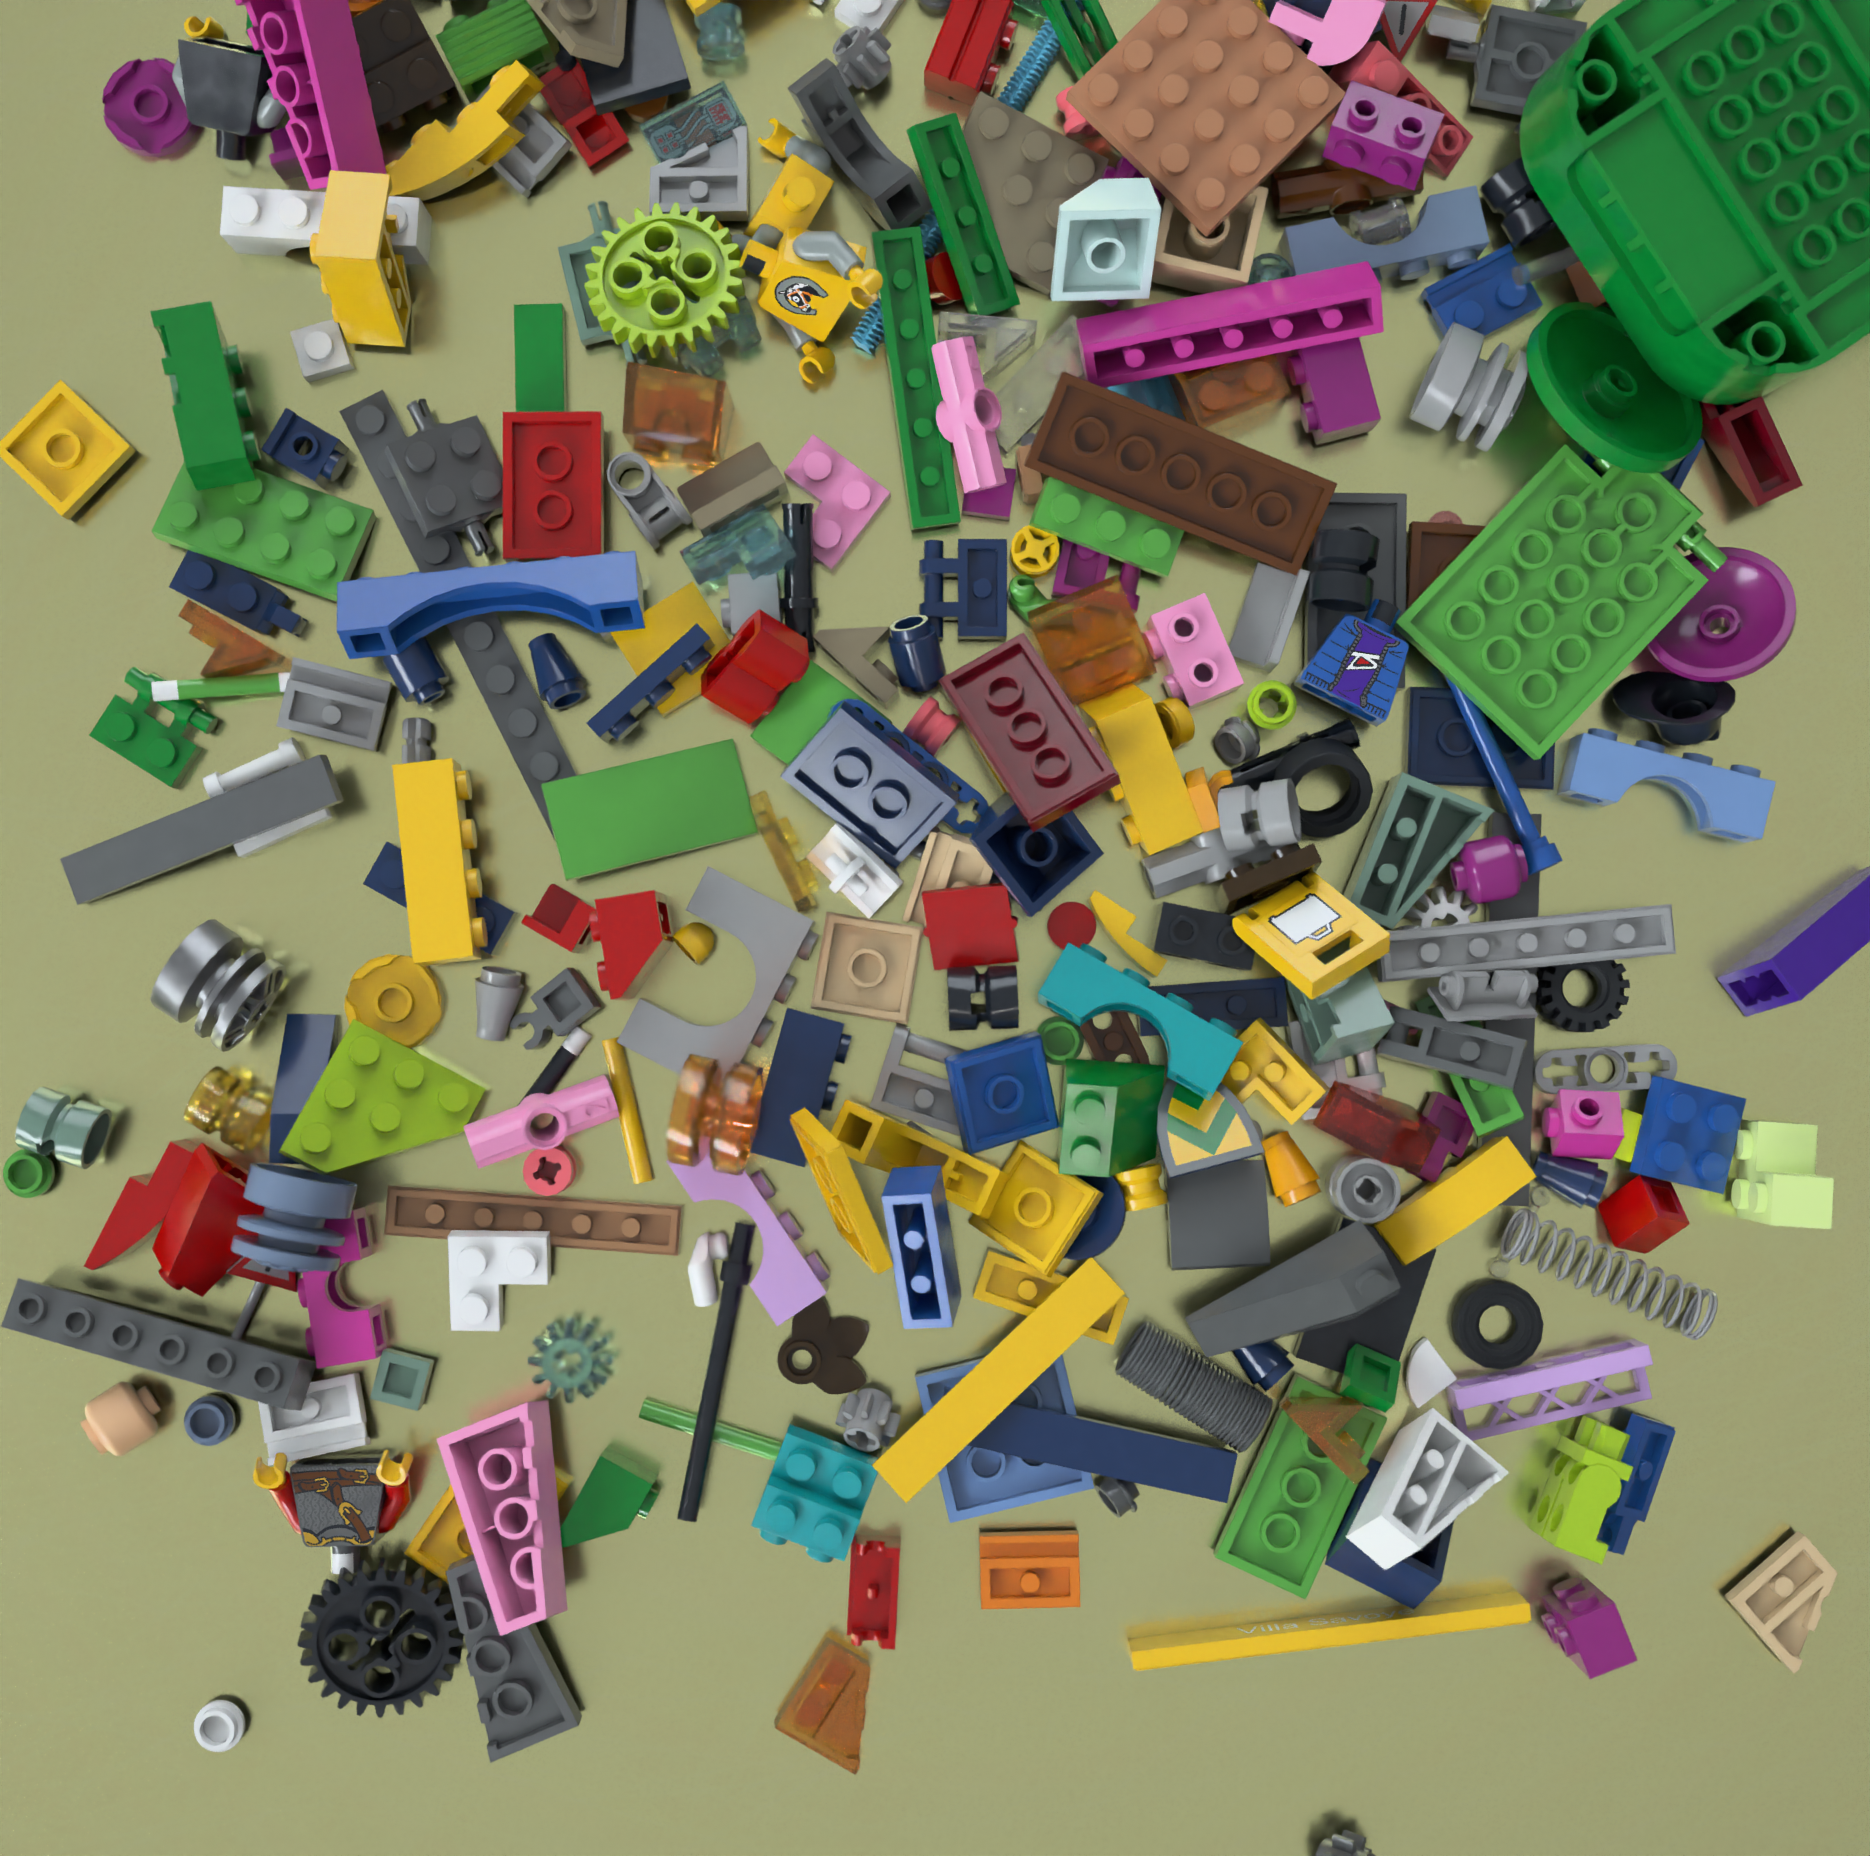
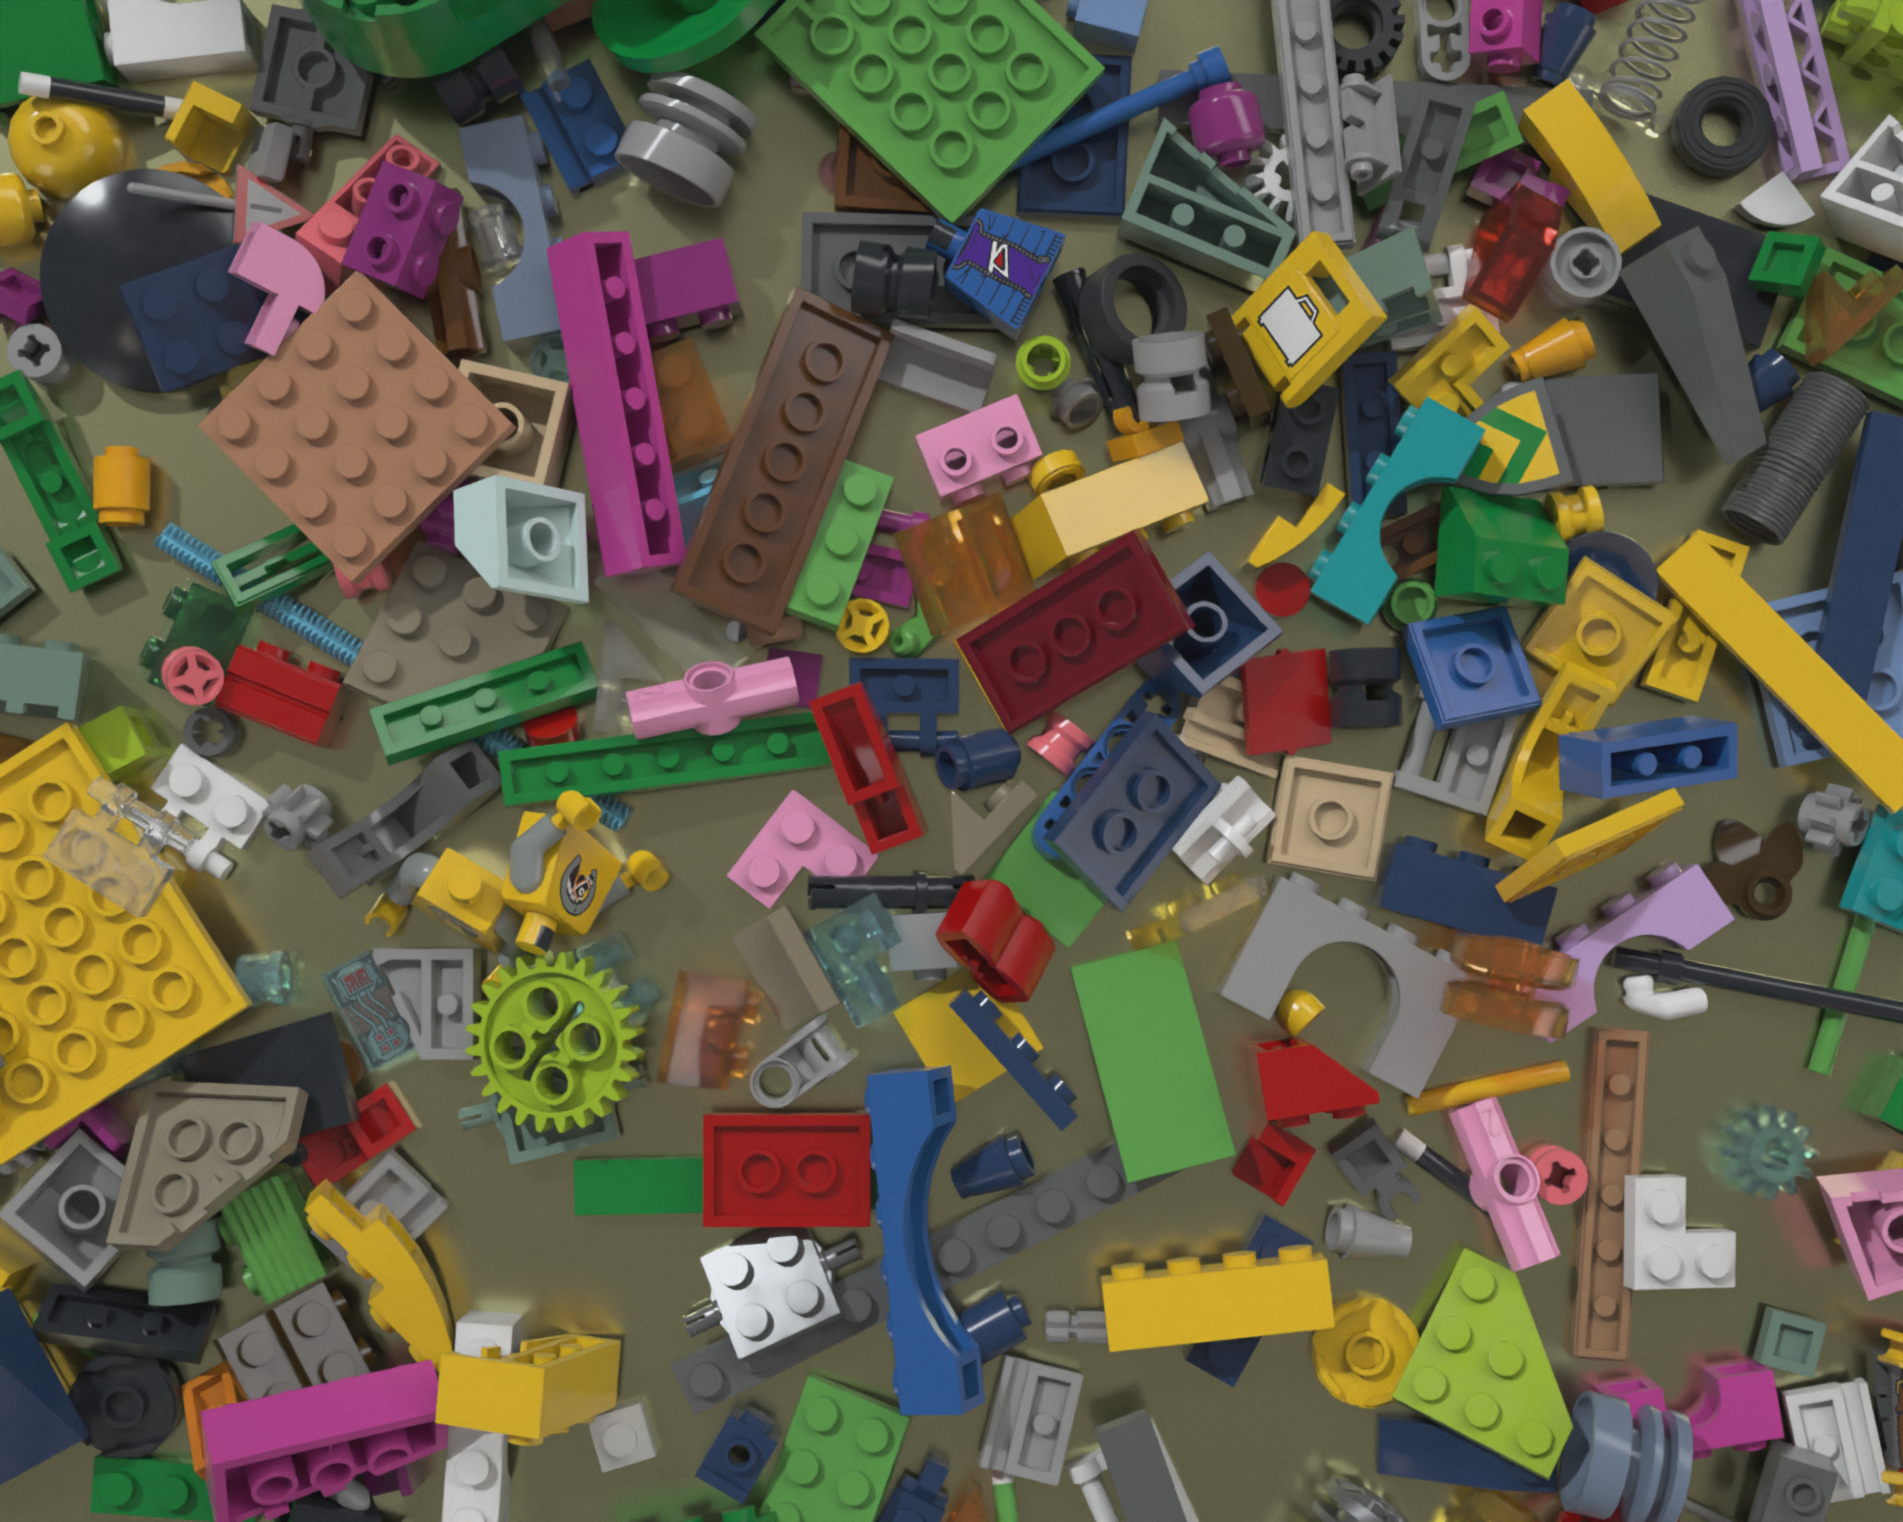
camera: 90 degrees left, 0 degrees up
(907, 554) = (868, 768): none -> red slope

